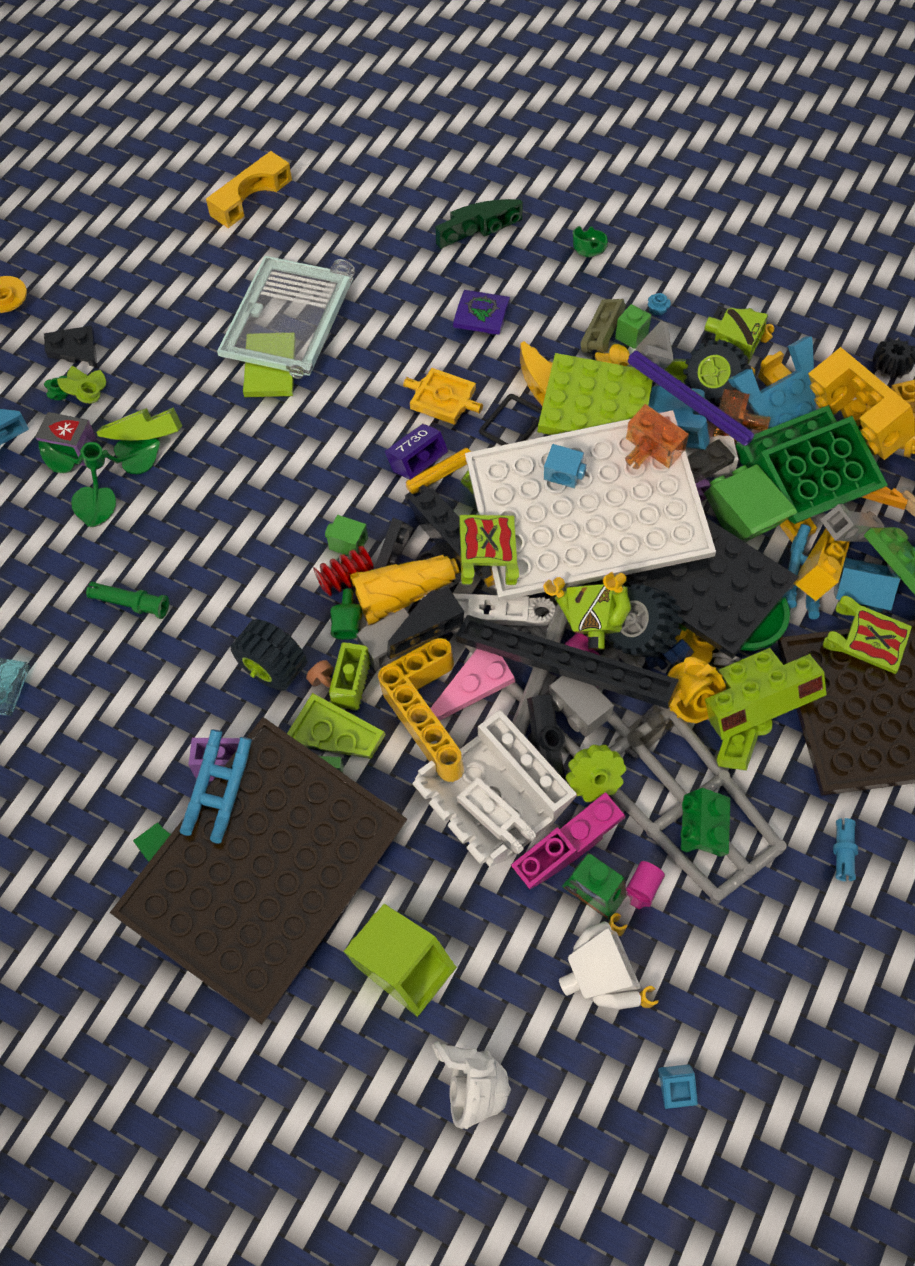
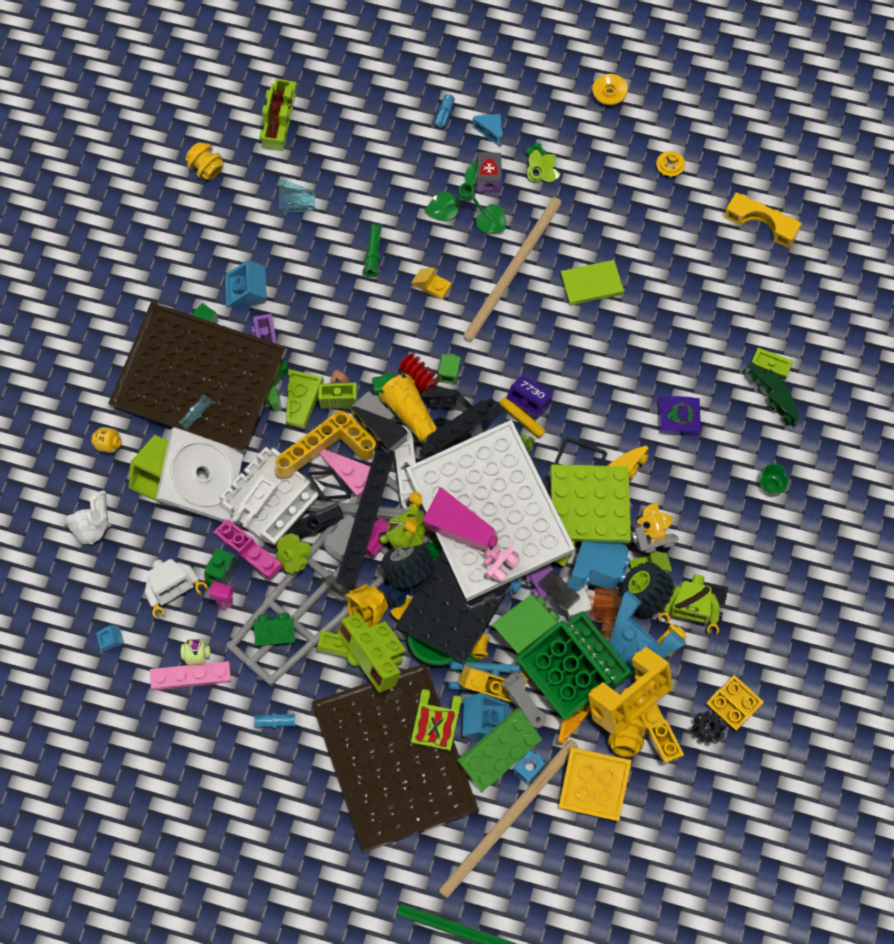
camera: 80 degrees right, 5 degrees up
(72, 345) = (578, 149): black wing -> none
(121, 778) = (245, 285): none -> dark azure slope
(127, 256) = (674, 158): none -> yellow gear
(142, 426) = (511, 215): lime slope -> none
(204, 539) = (431, 283): none -> yellow slope
(223, 446) = (512, 269): none -> tan axle
(224, 803) = (225, 326): dark azure piece -> none
(268, 654) = (339, 342): black wheel -> none
(287, 314) = (640, 280): clear door -> none
(326, 876) = (195, 412): none -> clear light blue pin
(328, 1036) = (106, 440): none -> yellow head
(436, 215) = (766, 360): none -> lime plate
(442, 396) = (589, 404): yellow plate -> none
(446, 914) = (179, 480): none -> white piece
(488, 542) = (440, 449): flag -> none
(519, 708) = (308, 474): none -> black piece
(564, 466) = (507, 483): dark azure brick -> none
(602, 325) = (686, 504): olive plate -> none
(605, 536) = (456, 521): none -> dark pink slope
(633, 326) = (689, 526): bright green brick -> none
(655, 438) = (539, 536): clear orange brick -> none
(658, 304) = (724, 548): dark azure plate -> none
(679, 495) = (495, 571): none -> bright pink hips
(691, 398) = (602, 565): dark purple axle -> none
(726, 946) = (195, 651): none -> yellowish green head
(758, 966) = (190, 675): none -> bright pink plate
(860, 330) = (735, 702): none -> yellow slope

